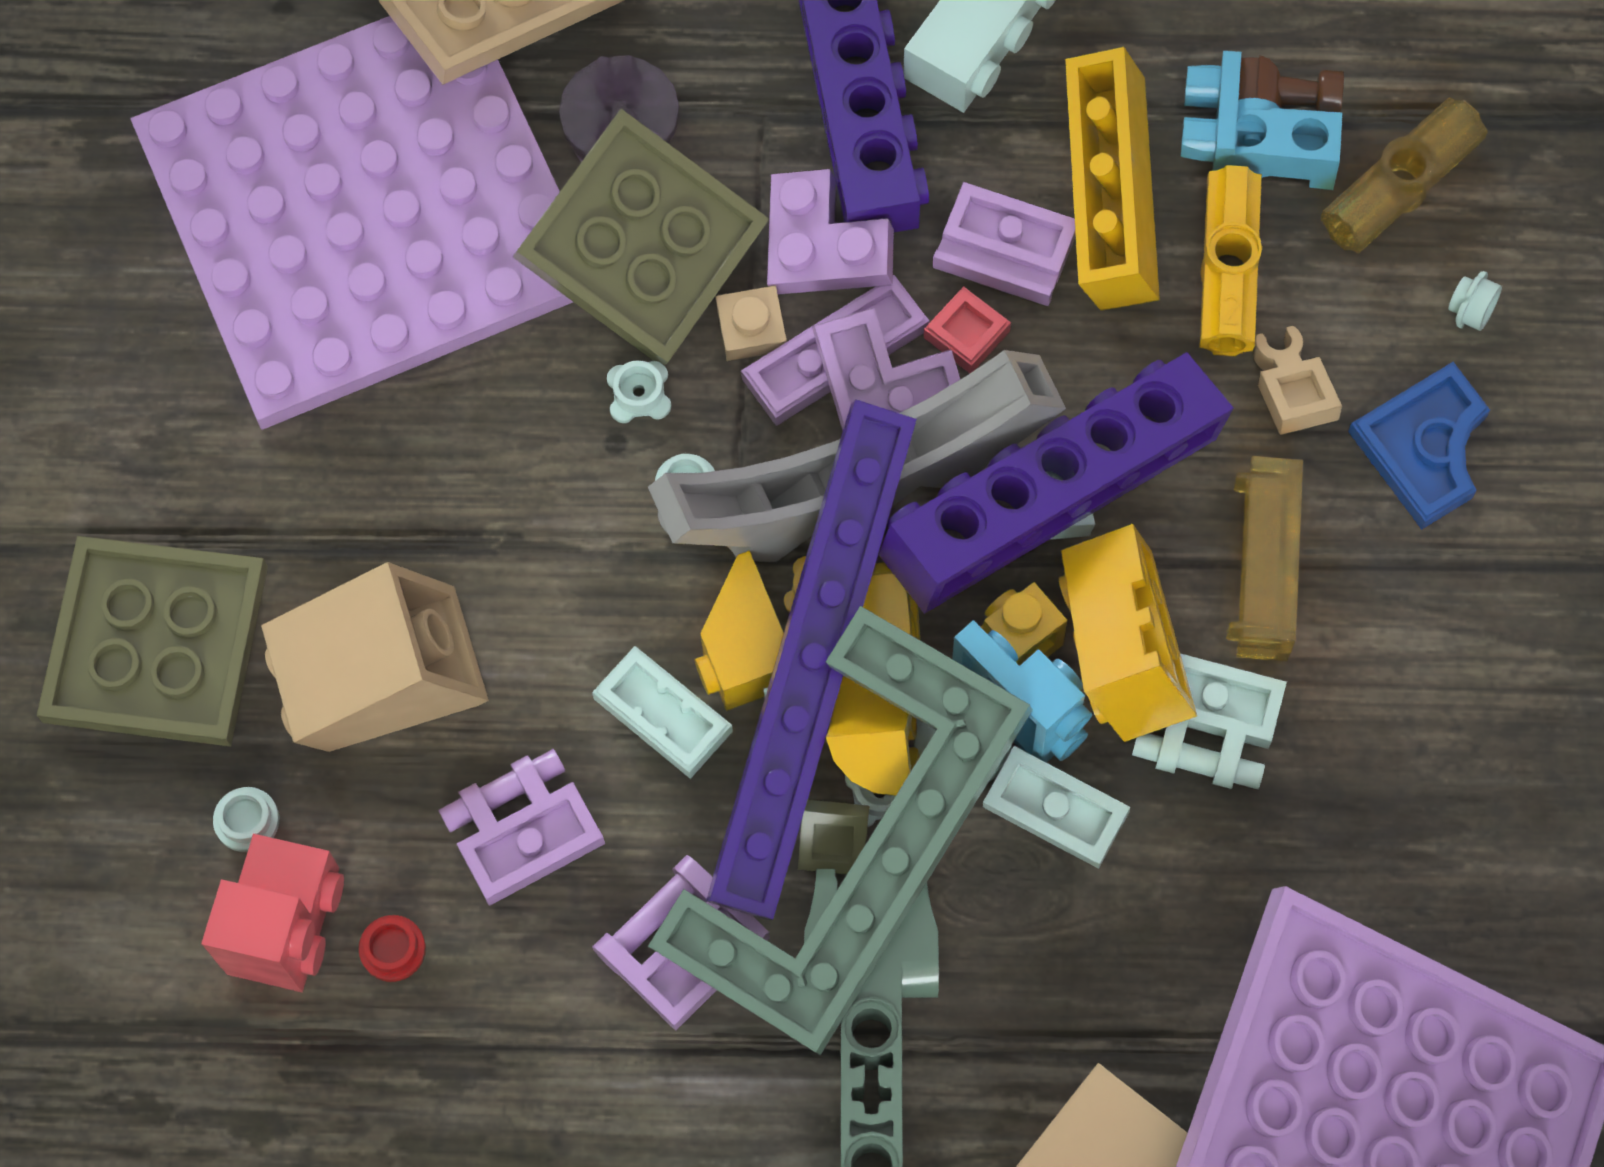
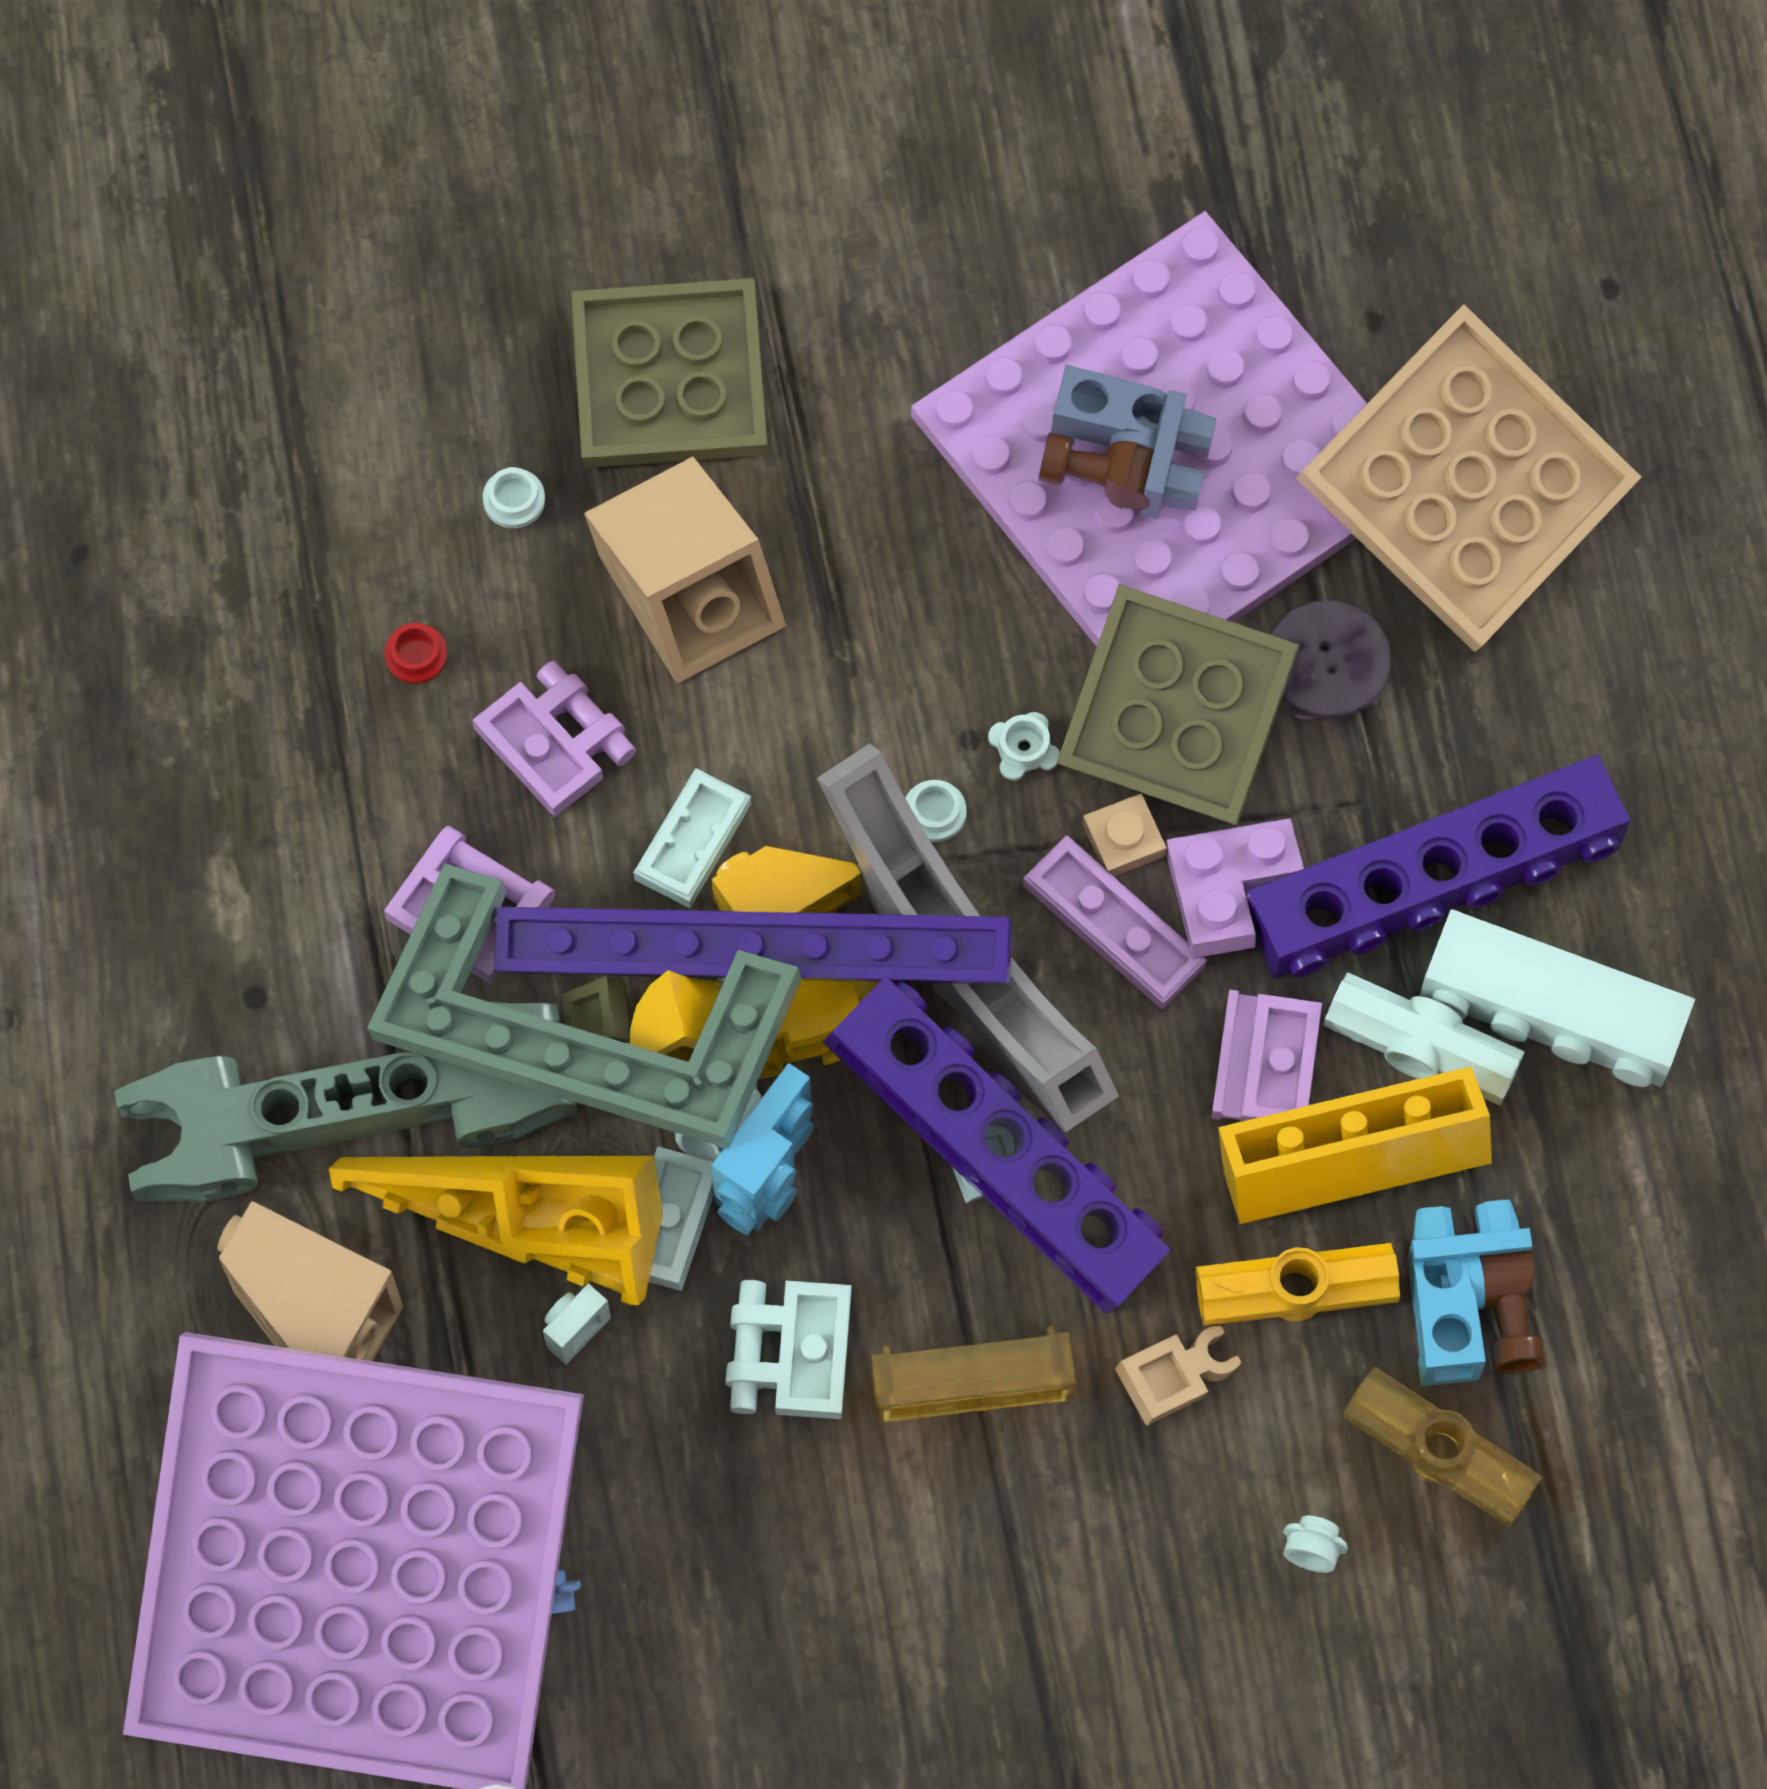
camera: 75 degrees right, 0 degrees up
(275, 913) = (419, 541): coral brick -> none
(366, 203) = (1141, 435): none -> sand blue hips
(861, 368) = (1071, 950): lavender plate -> none
(967, 329) = (1166, 1044): coral tile -> none
(1011, 109) = (1421, 1036): none -> light aqua piece
(1027, 622) = (842, 1150): yellow brick -> none
(1035, 903) = (570, 1212): none -> yellow wedge
(1125, 634) = (846, 1237): yellow wedge -> none
(1148, 915) = (575, 1321): none -> light aqua plate
(1421, 443) = (1144, 1516): blue tile -> none

